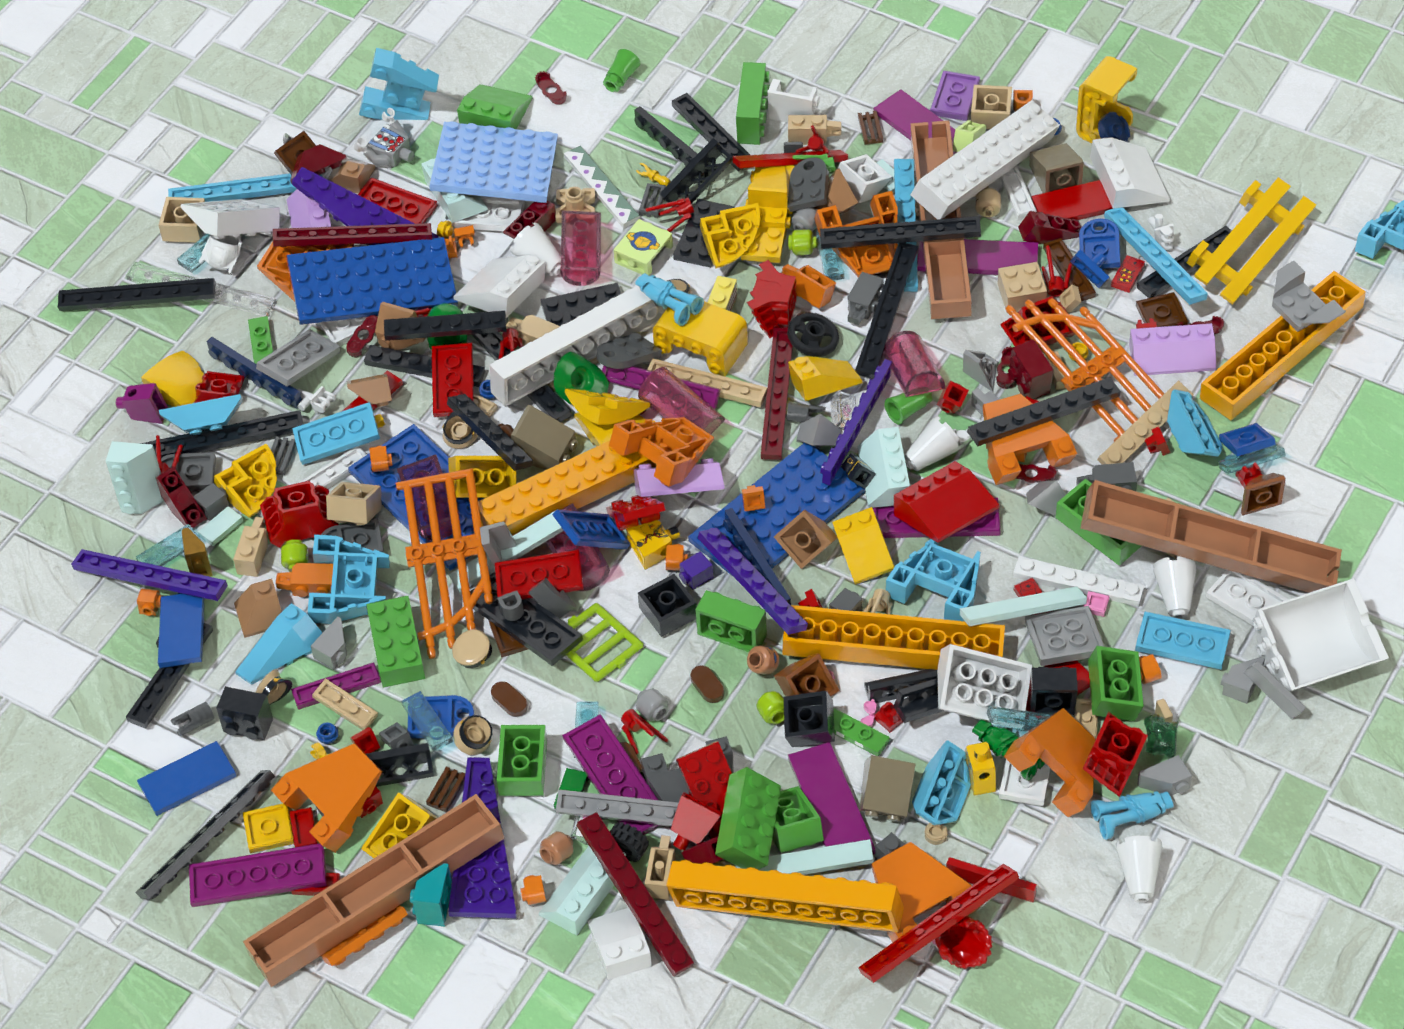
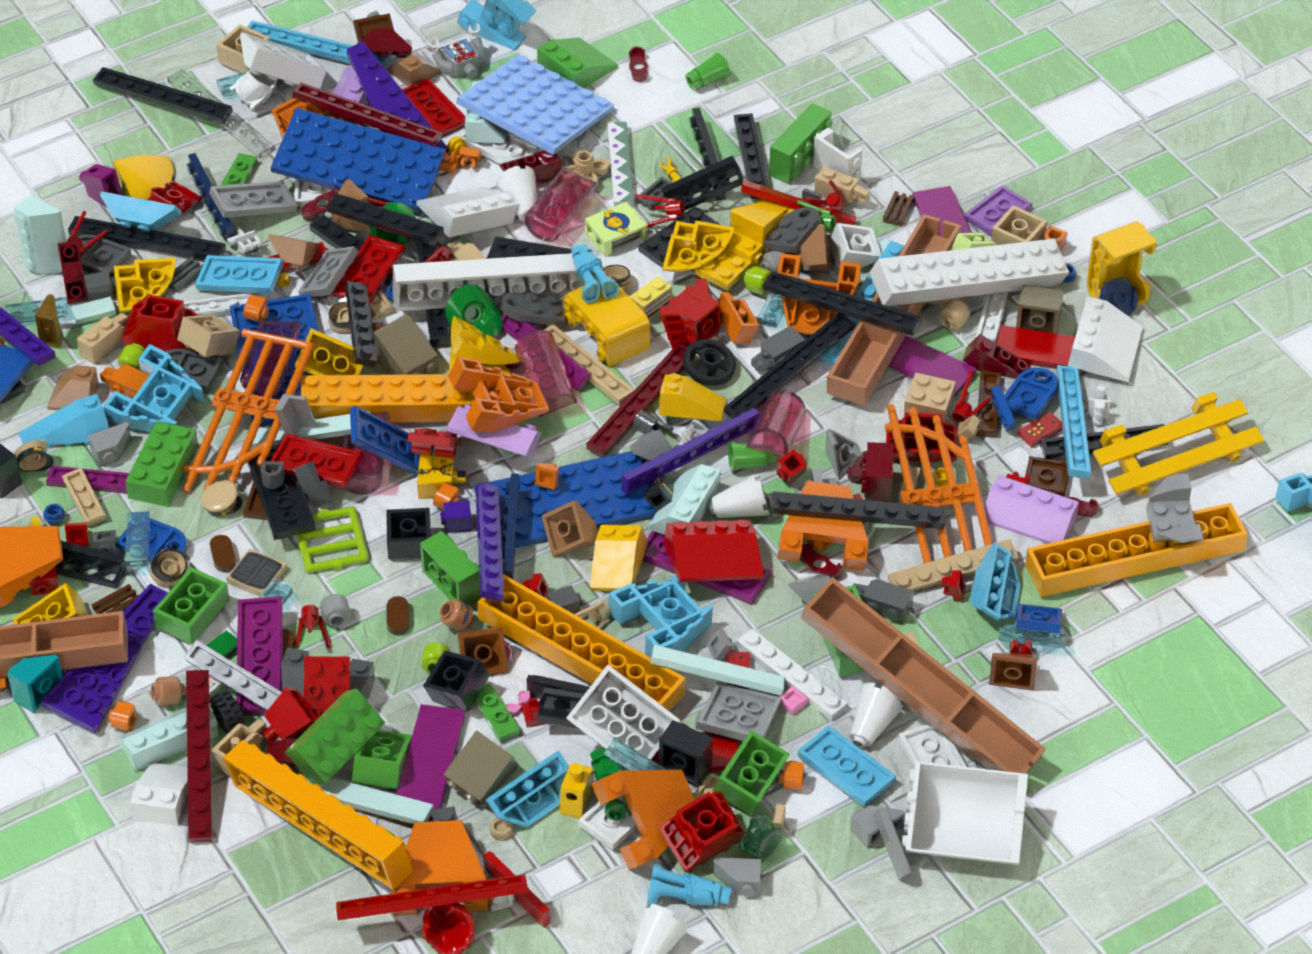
camera: 25 degrees right, 5 degrees down
(417, 396) = (328, 271): none -> light grey plate
(553, 703) = (256, 572): none -> tile
(1004, 583) = (720, 645): none -> light grey tile

